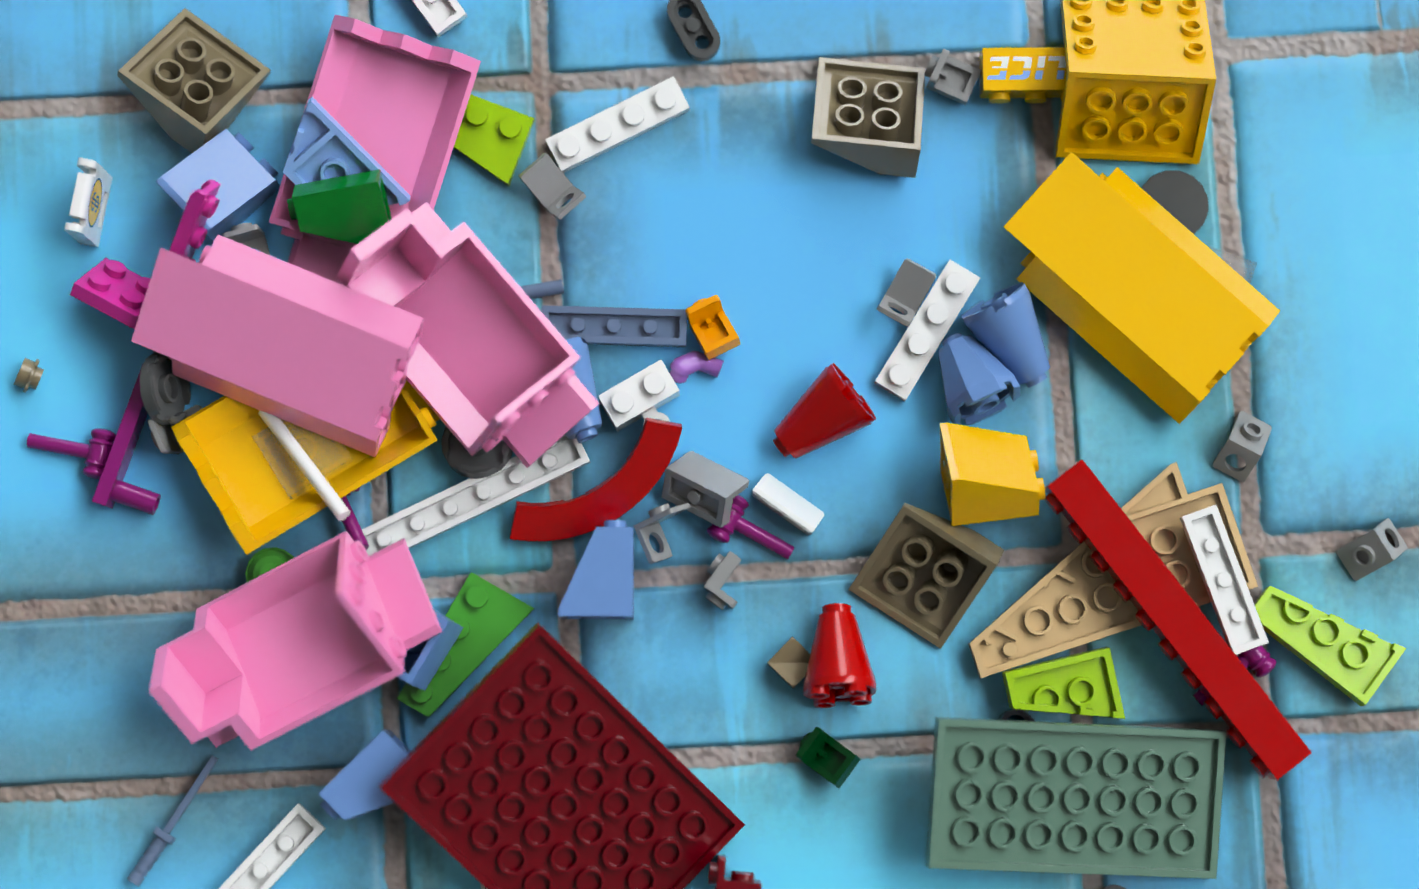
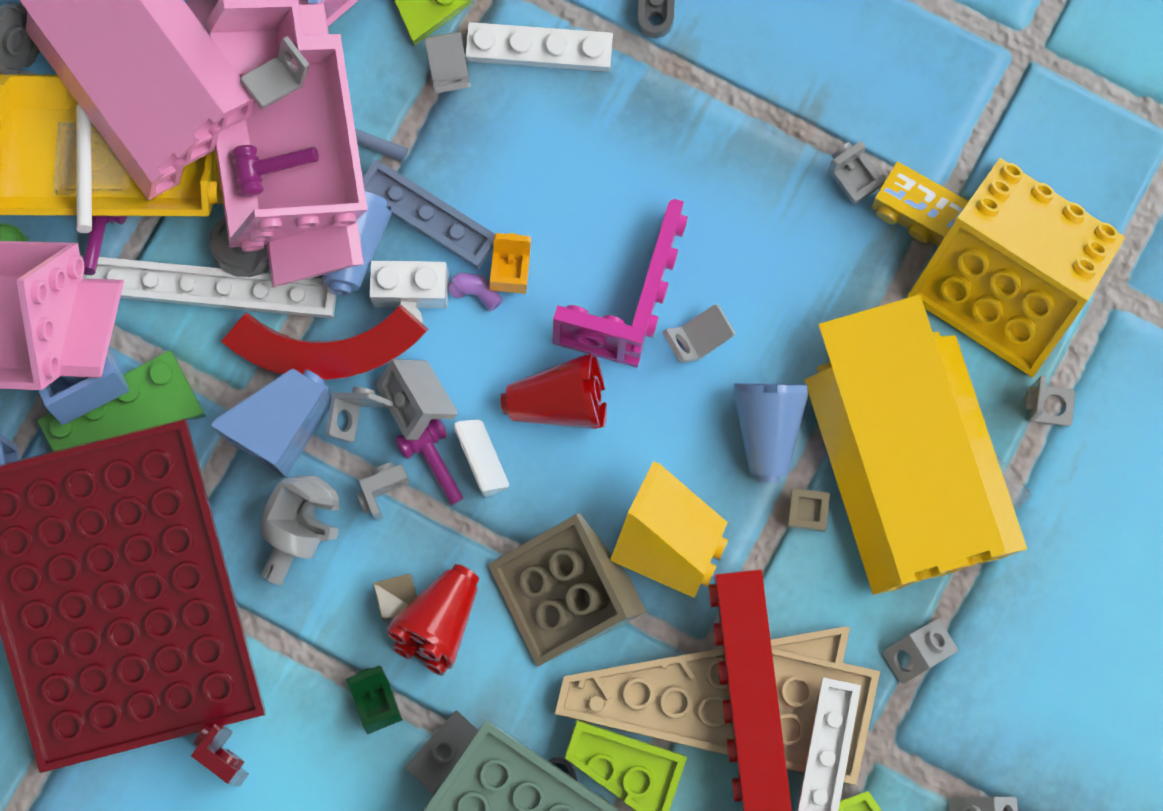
camera: 40 degrees right, 5 degrees down
(431, 289) = (277, 77): none -> light grey bracket
(450, 381) = (250, 168): none -> magenta piece
(670, 657) = (291, 523): none -> light grey piece
(836, 338) = (609, 335): none -> dark pink bracket
(870, 114) = (762, 163): dark tan slope -> none
(909, 763) = (441, 751): none -> dark grey plate
(927, 330) = (699, 379): white plate -> none
(974, 380) = (710, 446): medium blue cone -> none
(1083, 385) = (808, 510): none -> dark tan plate
(1180, 196) = (997, 395): dark grey tile -> none
(1214, 182) = (1035, 400): none -> light grey bracket

